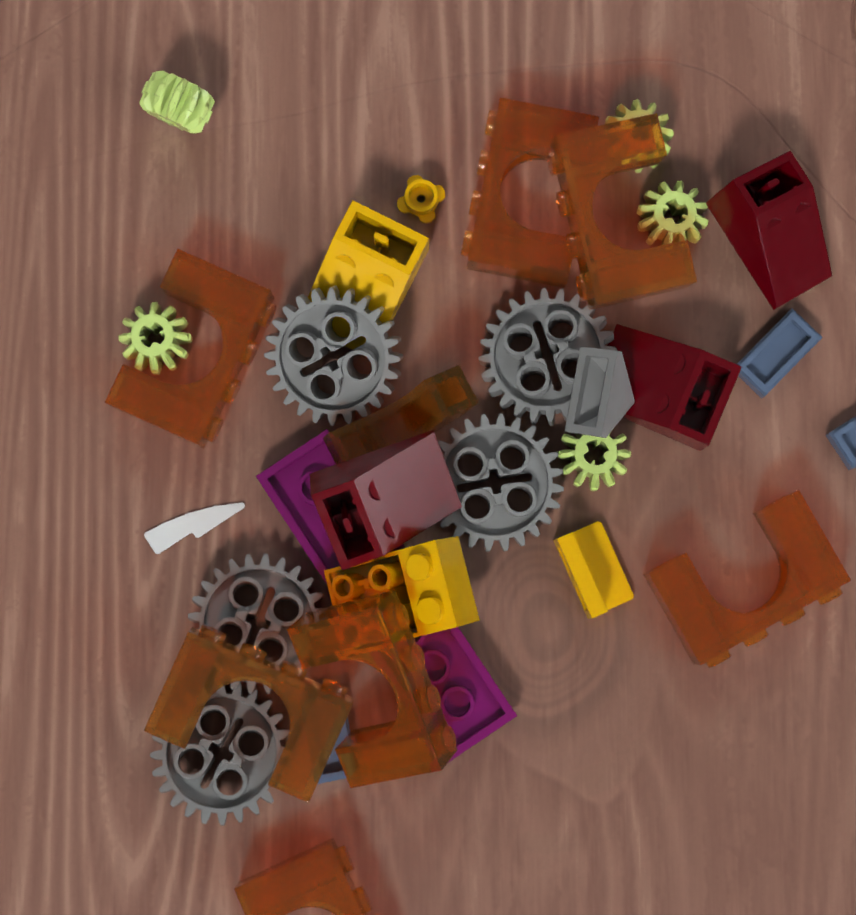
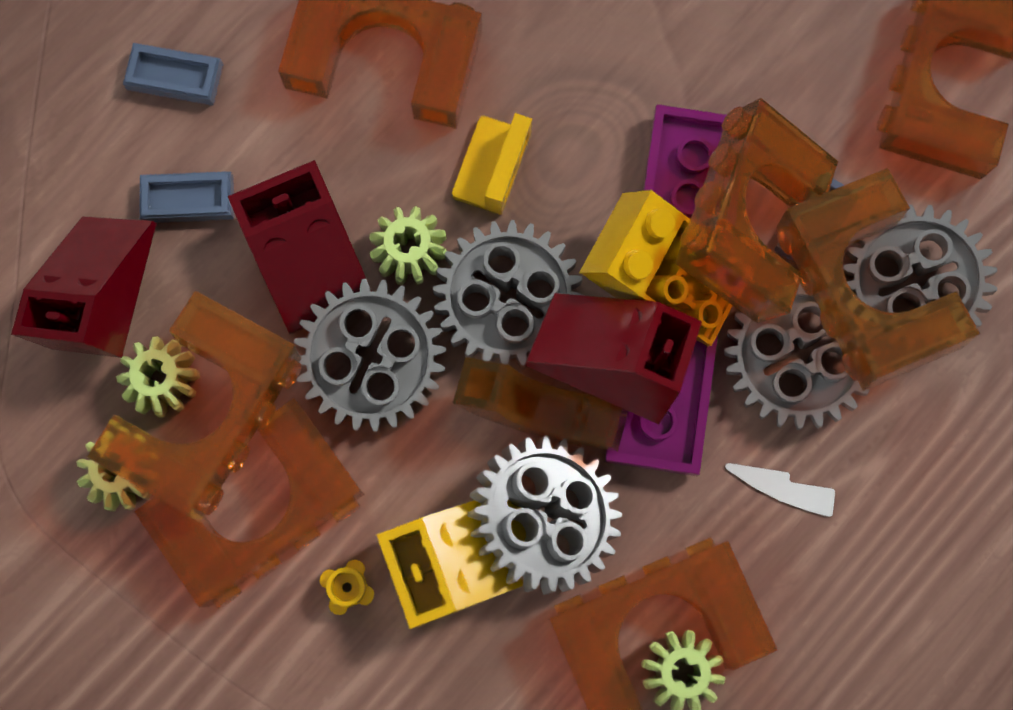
camera: 140 degrees left, 5 degrees down
(599, 393) = (362, 278): light grey slope -> none

